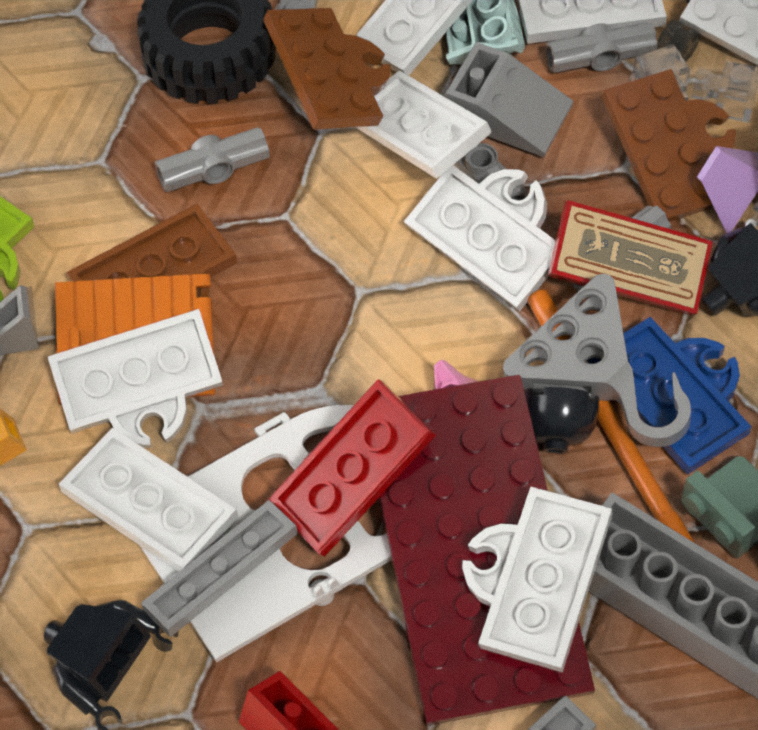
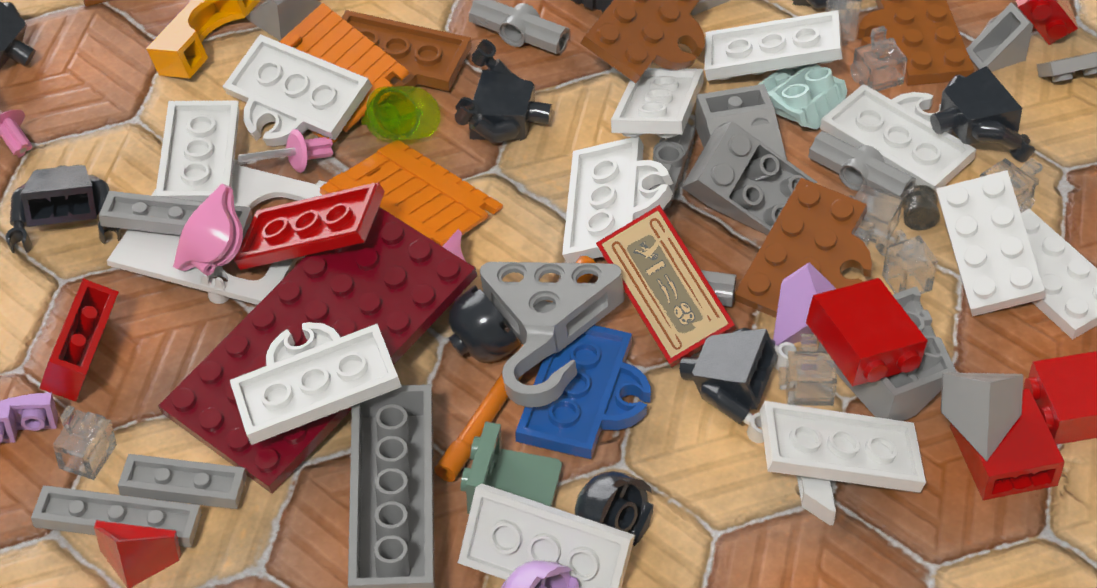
camera: 50 degrees right, 10 degrees down
(212, 422) = (296, 149): none -> bright pink piece
(245, 316) = (401, 113): none -> clear neon green piece
(300, 232) = (502, 102): none -> black torso
(300, 548) = (210, 234): none -> bright pink hat
(338, 367) = (419, 192): none -> orange door
(559, 128) = (743, 178): none -> light grey slope

